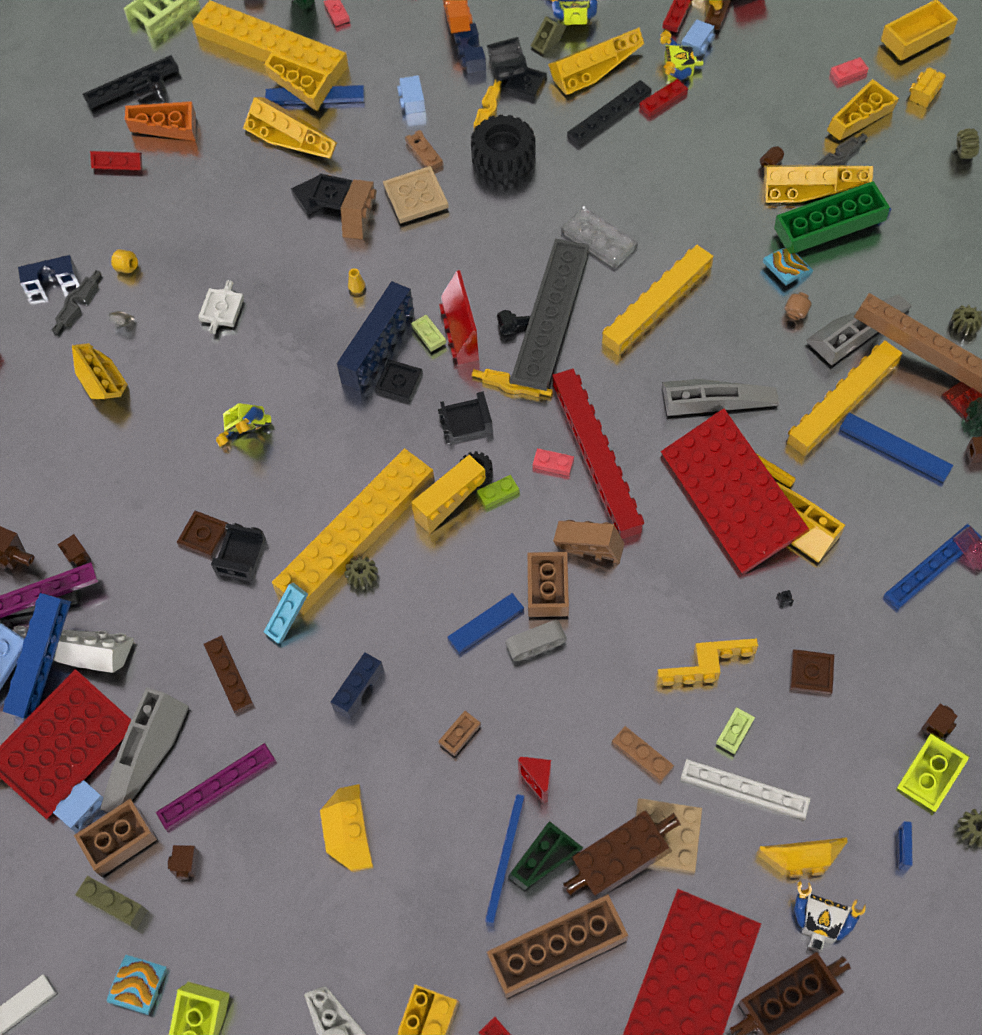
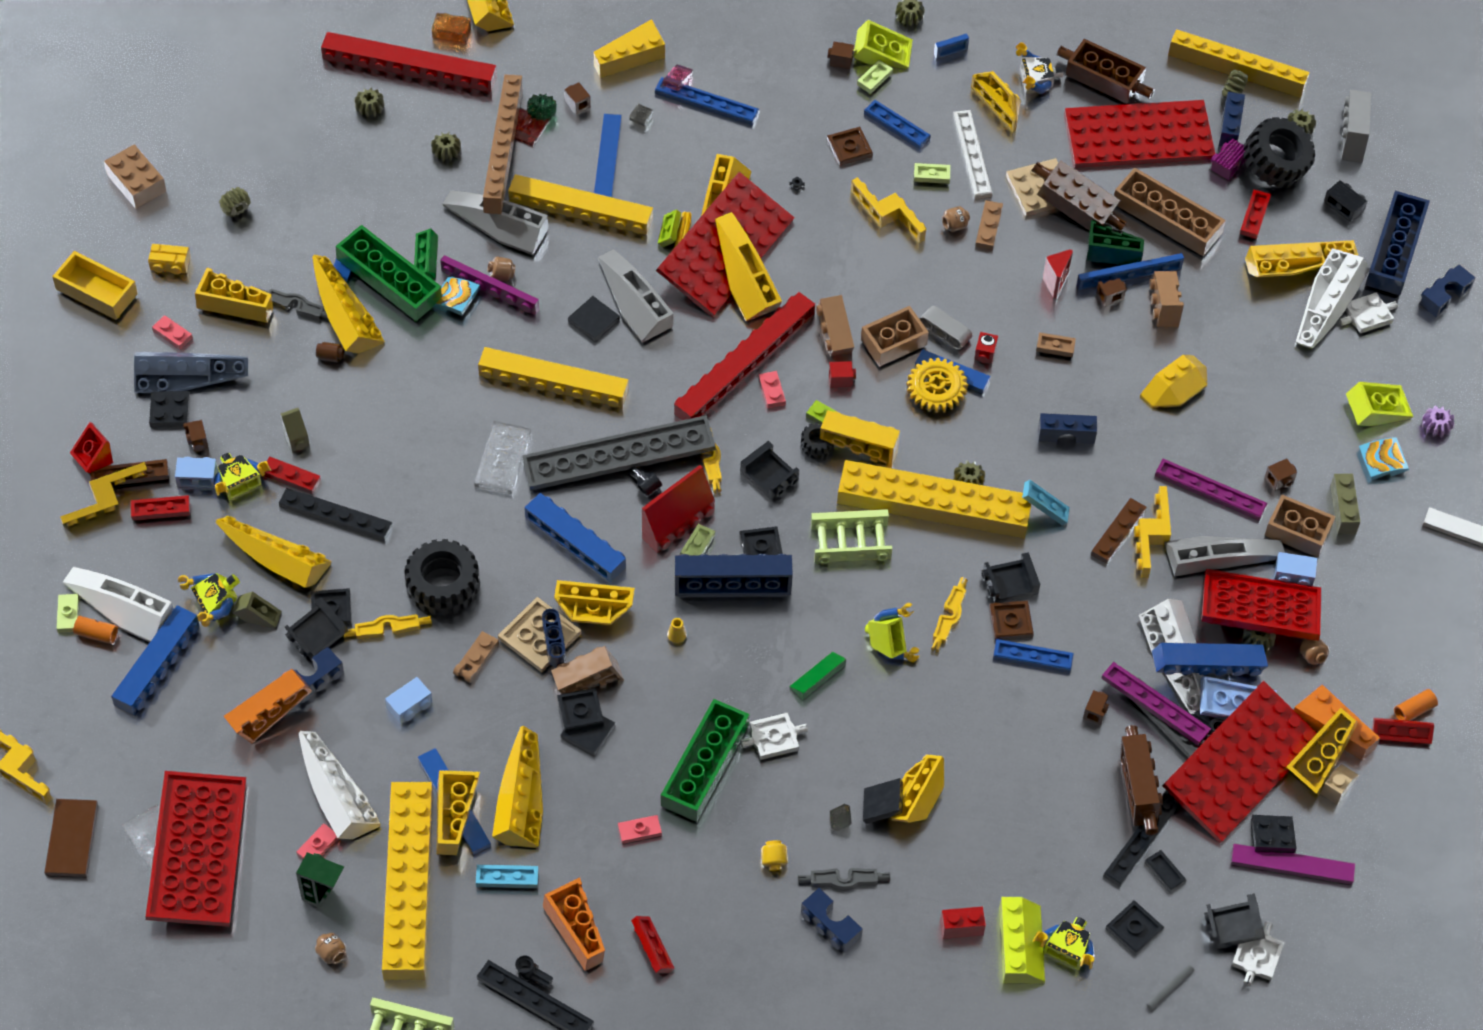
camera: 125 degrees left, 5 degrees down
(108, 347) = (883, 801): none -> black tile
(158, 533) = (1033, 656): none -> blue tile
(204, 700) = (1152, 531): none -> yellow bracket
(211, 192) = (639, 829): none -> coral plate
(230, 248) = (705, 760): none -> green brick
(232, 100) = (507, 876): none -> medium azure plate
(245, 495) = (945, 622): none -> yellow piece
(253, 363) = (818, 675): none -> green slope
(368, 31) = (336, 791): none -> white wedge
(372, 460) = (856, 520): none -> yellowish green fence
(399, 192) = (553, 629): none -> dark blue beam
(416, 231) = (593, 602): none -> yellow wedge
(450, 874) = (1166, 299): none -> medium nougat wedge
(475, 607) = (937, 394): none -> yellow gear
(488, 250) = (575, 537): none -> blue brick
(491, 663) = (986, 347): none -> red brick
(491, 825) = (1111, 291): none -> reddish brown brick
(533, 521) = (841, 374): none -> red brick
(661, 718) = (955, 219): none -> medium nougat head
(690, 488) = (745, 270): none -> yellow wedge
(699, 105) = (294, 429): none -> olive slope
(709, 358) = (593, 318): none -> black tile
(732, 50) = (196, 435): none -> reddish brown brick
(771, 46) = (169, 408): none -> black plate
(783, 293) = (490, 285): none -> magenta plate
(785, 461) = (669, 228): none -> lime plate
(804, 57) = (184, 370): none -> sand blue wedge
(820, 733) = (897, 124): none -> blue tile
(846, 264) = (426, 252): none -> green slope
(895, 741) = (874, 76): none -> yellowish green plate
(937, 496) = (641, 115): none -> clear smoke plate

